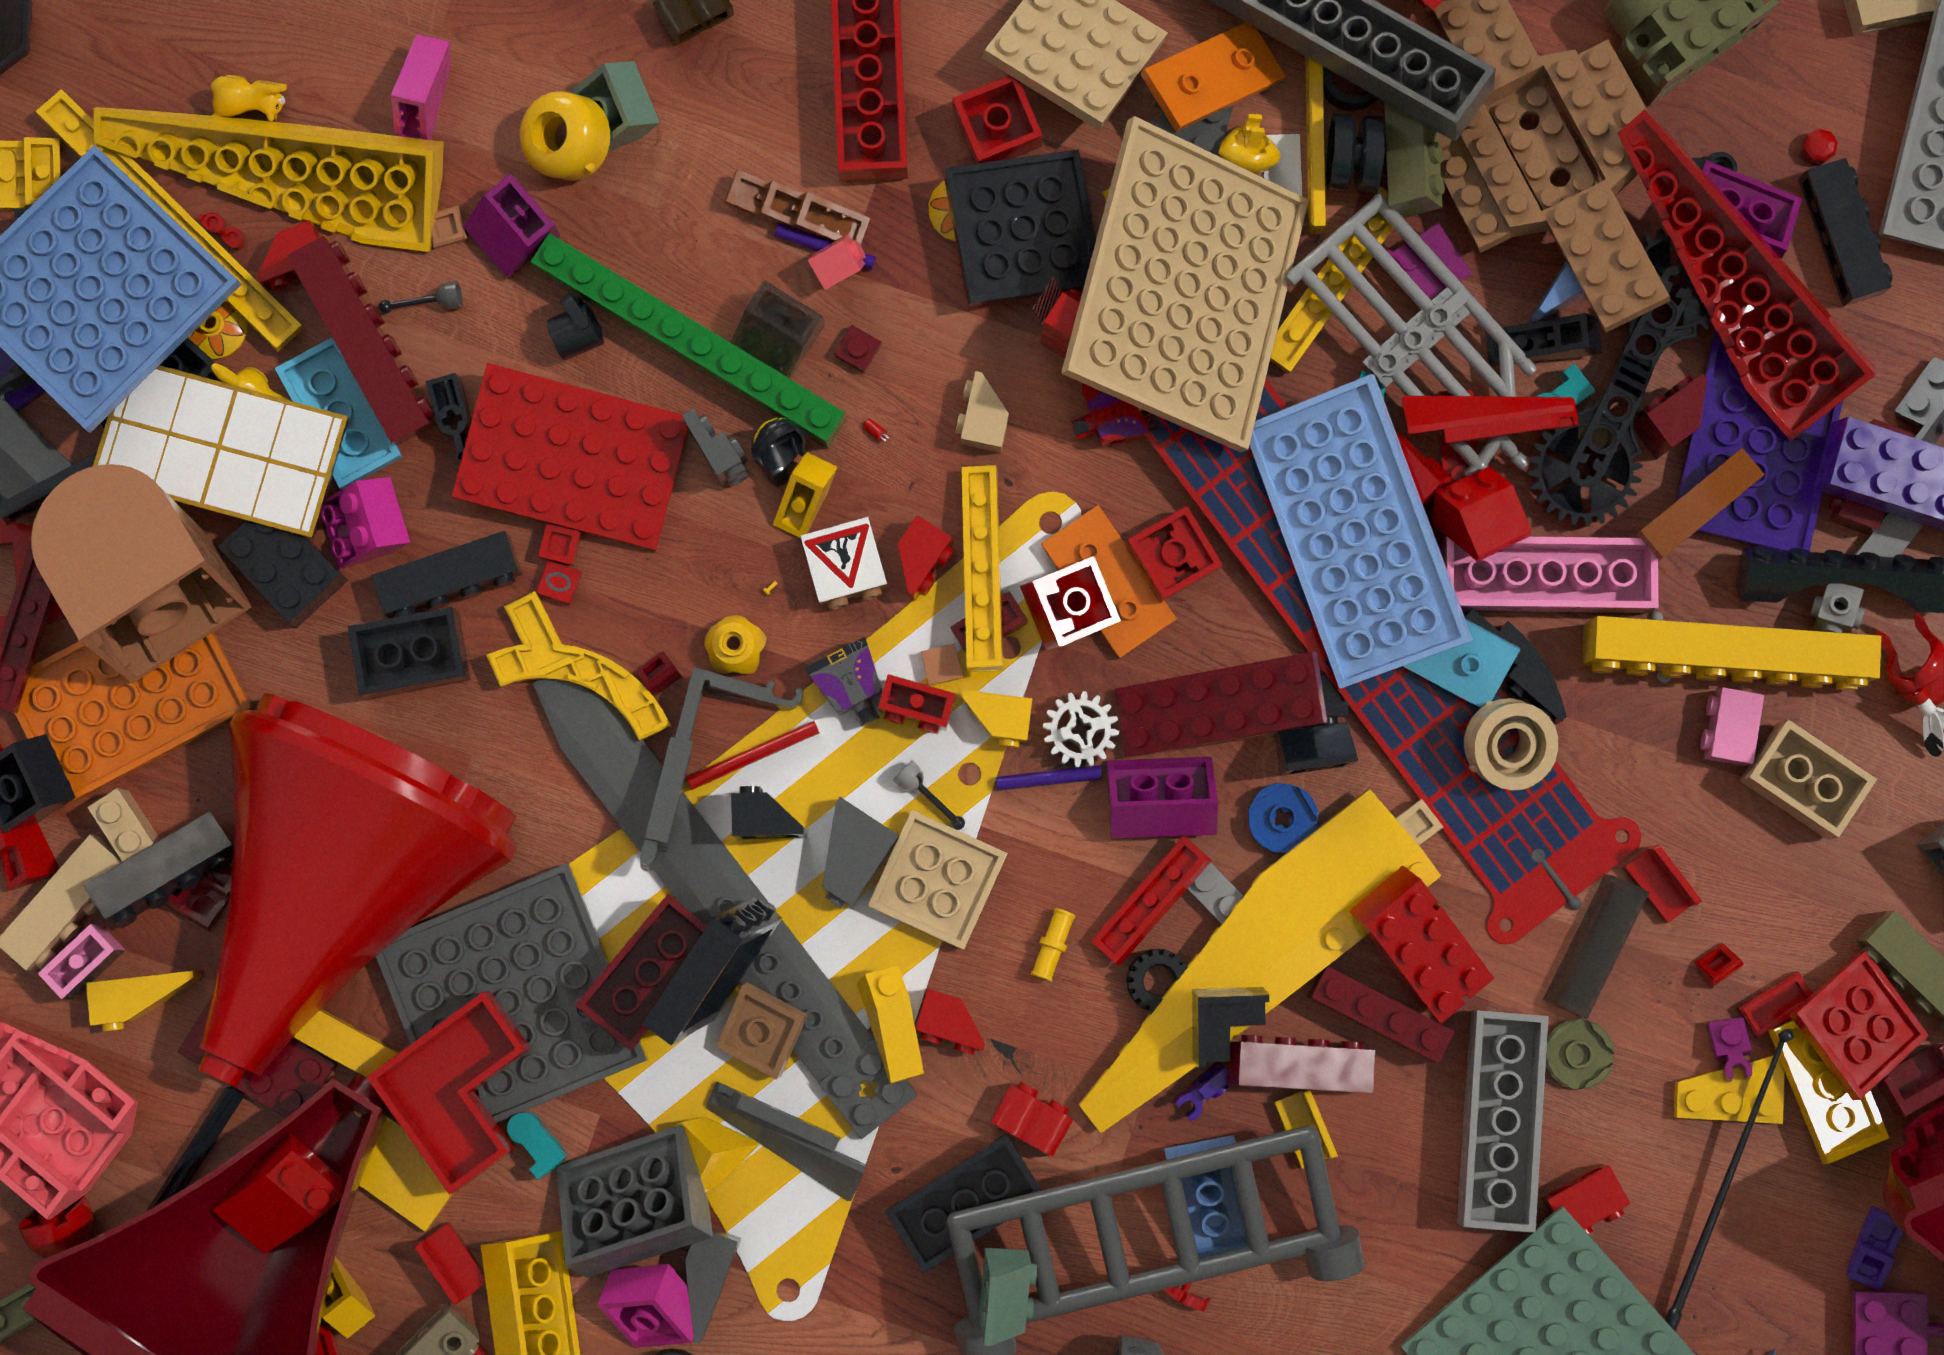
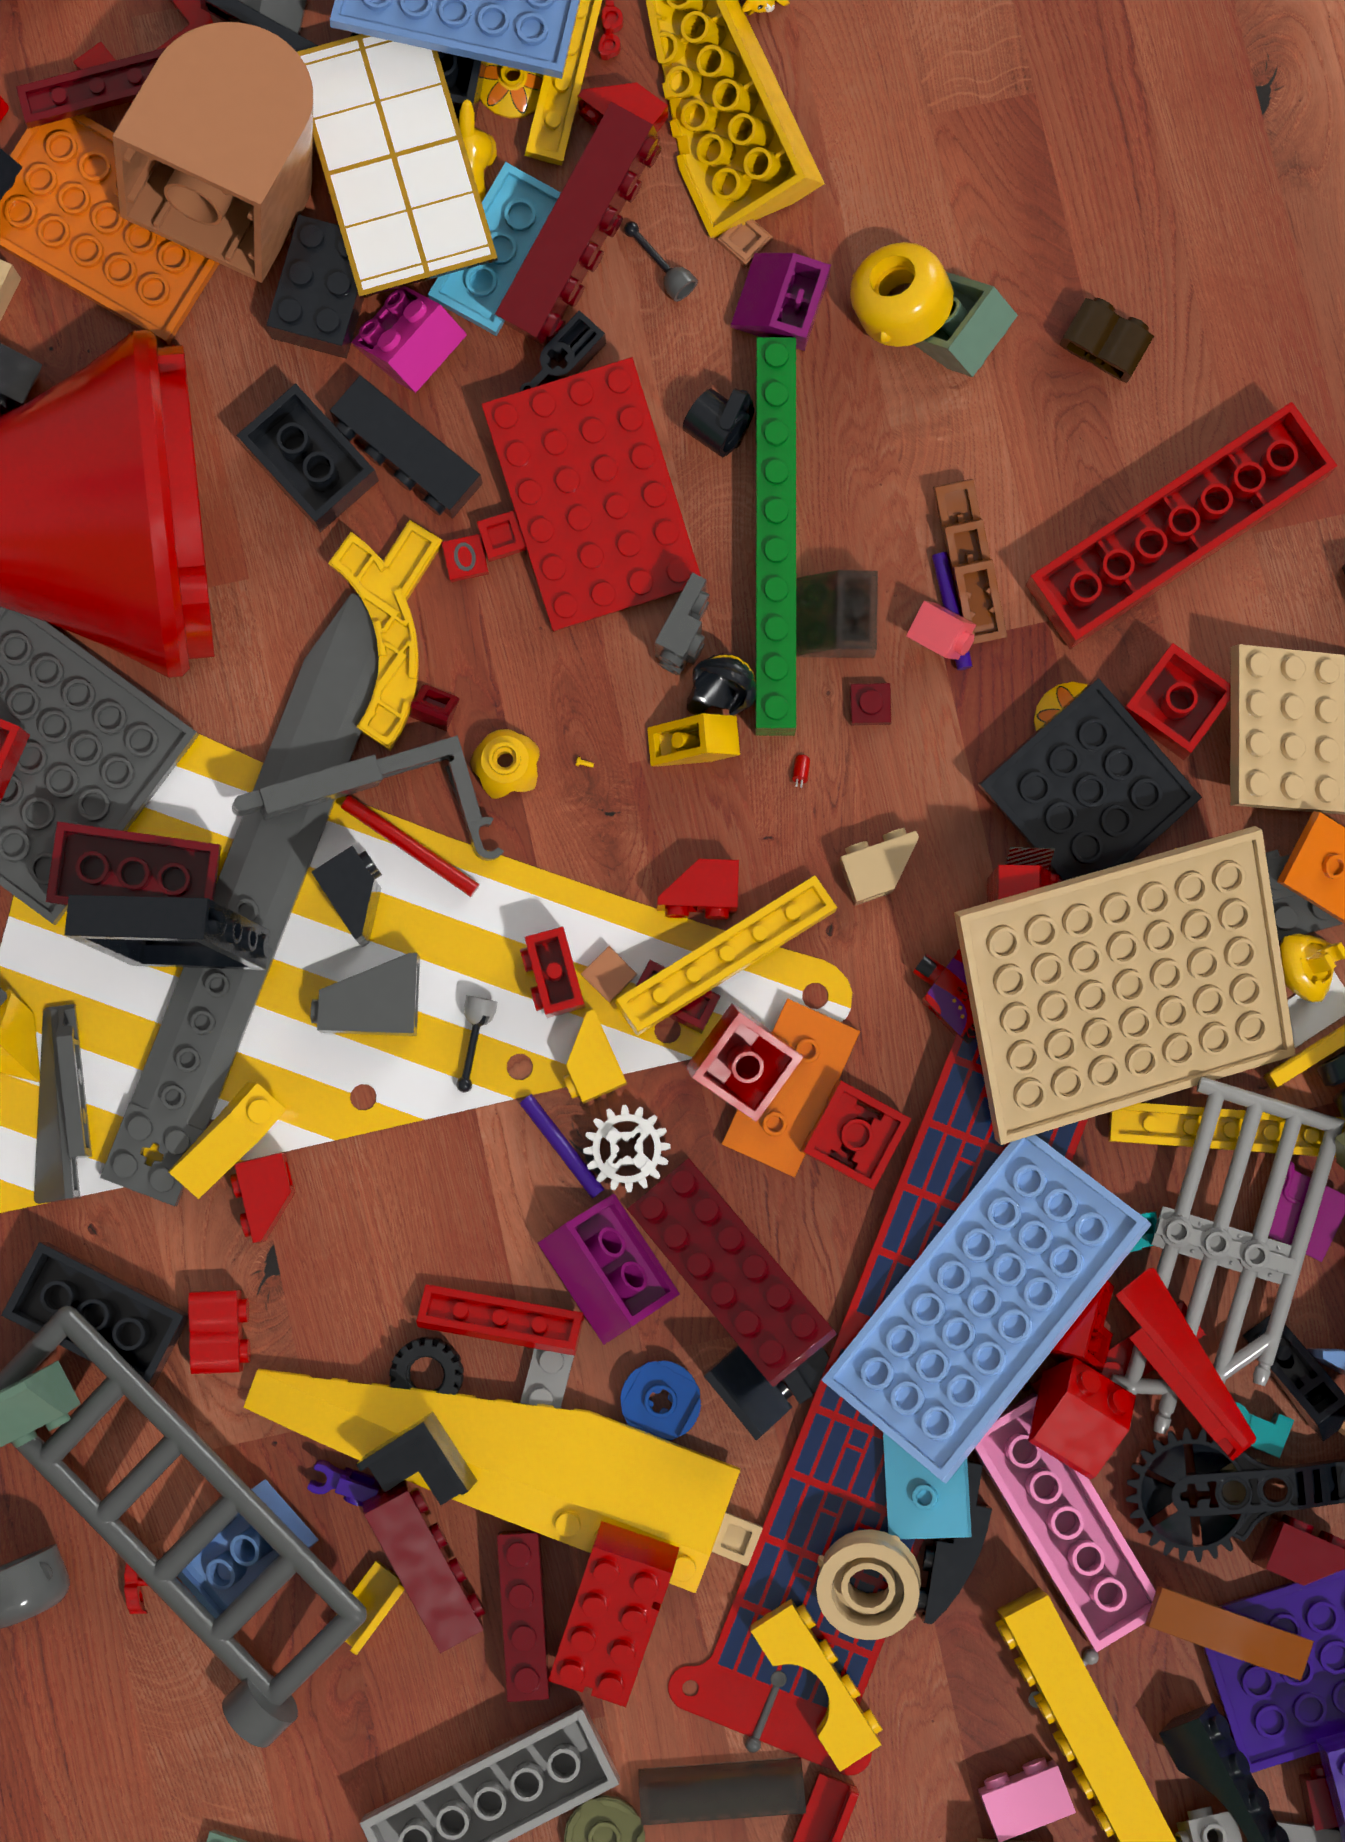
camera: 60 degrees right, 0 degrees up
(421, 87) = (863, 129): dark pink slope -> none
(761, 1030) = (146, 1016): medium nougat plate -> none
(844, 563) = (649, 819): white piece -> none
(849, 681) = (537, 894): torso -> none
(937, 879) = (395, 1098): tan plate -> none
(1053, 944) = (399, 1249): yellow pin -> none
(1602, 827) = (788, 1639): none -> yellow arch

